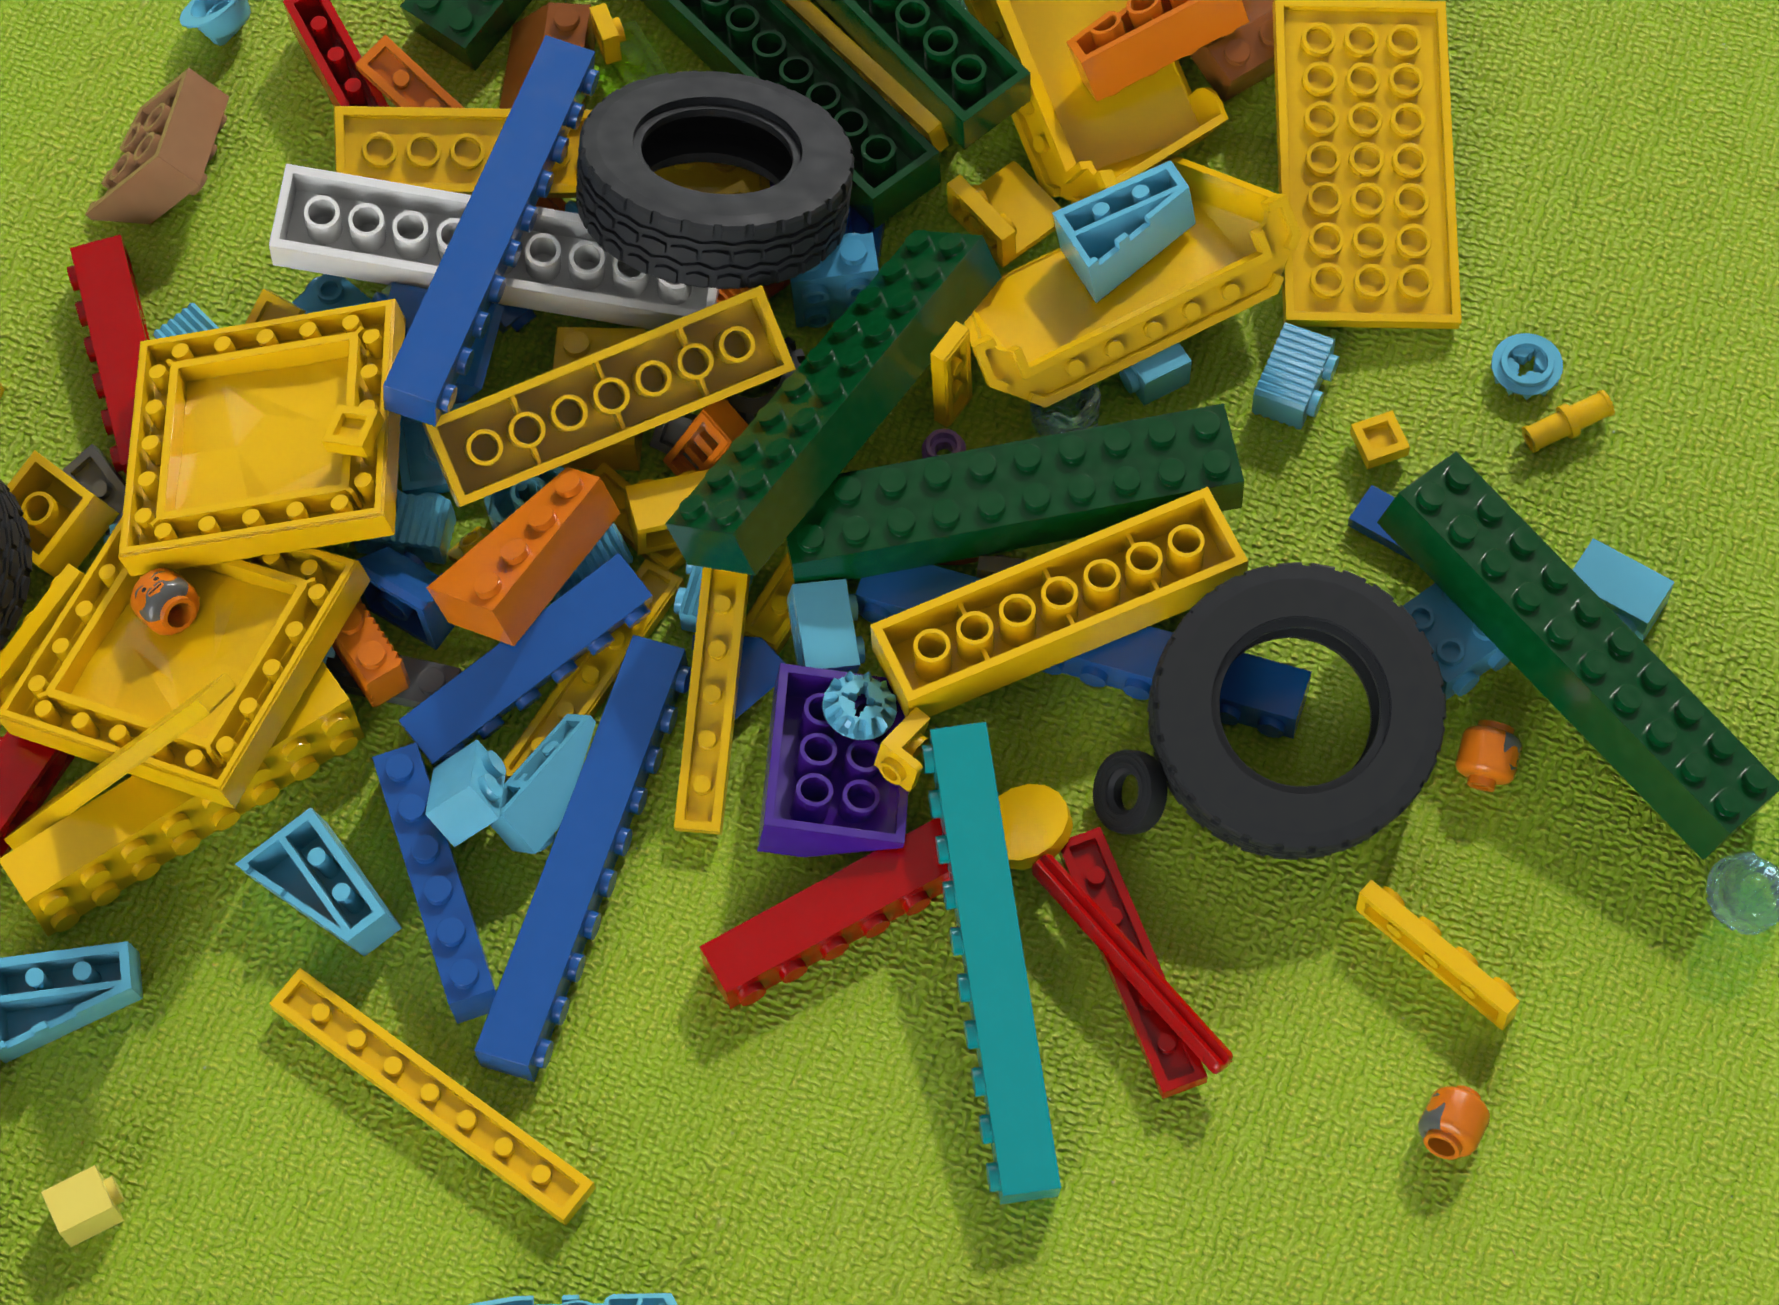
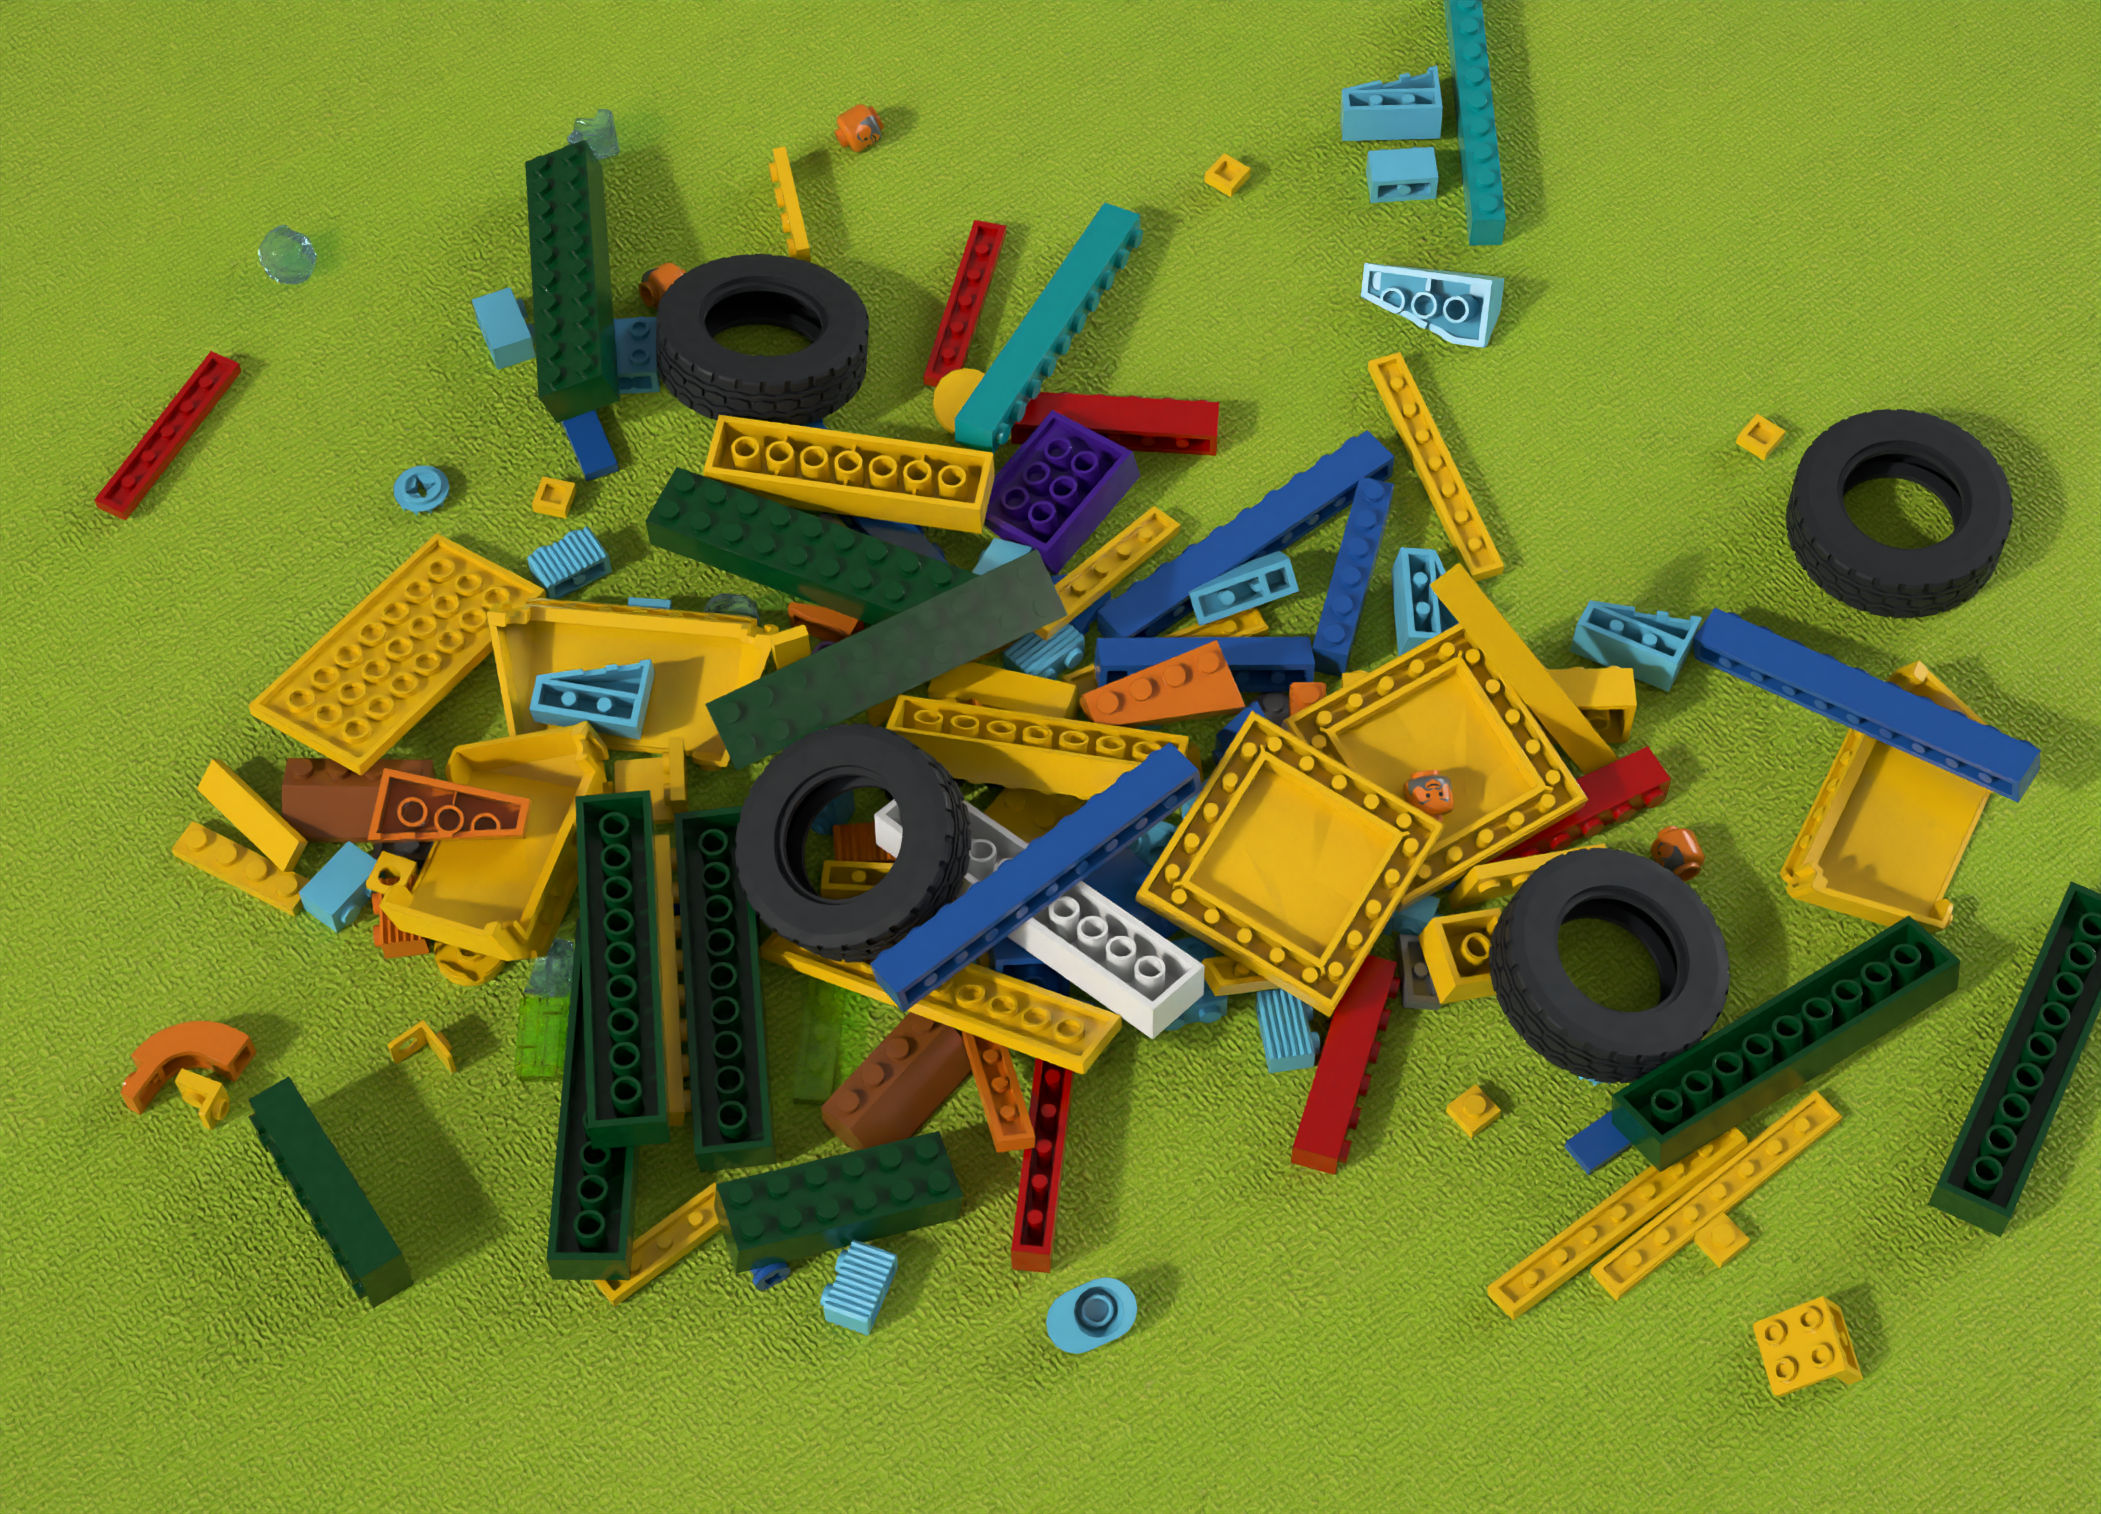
camera: 150 degrees left, 5 degrees down
(84, 1205) = (1688, 520): light yellow brick -> none
(164, 152) = (1217, 1210): medium nougat wedge -> none
(352, 430) = (1234, 779): yellow plate -> none
(466, 792) = (1300, 595): medium azure brick -> none
(607, 33) = (825, 1076): yellow plate -> none
(840, 710) = (1014, 509): medium azure gear -> none
(900, 748) = (1013, 453): yellow bracket -> none
(1132, 964) = (969, 289): red axle -> none
(1151, 792) = (875, 381): black tyre -> none
(1568, 421) = (431, 440): yellow pin -> none

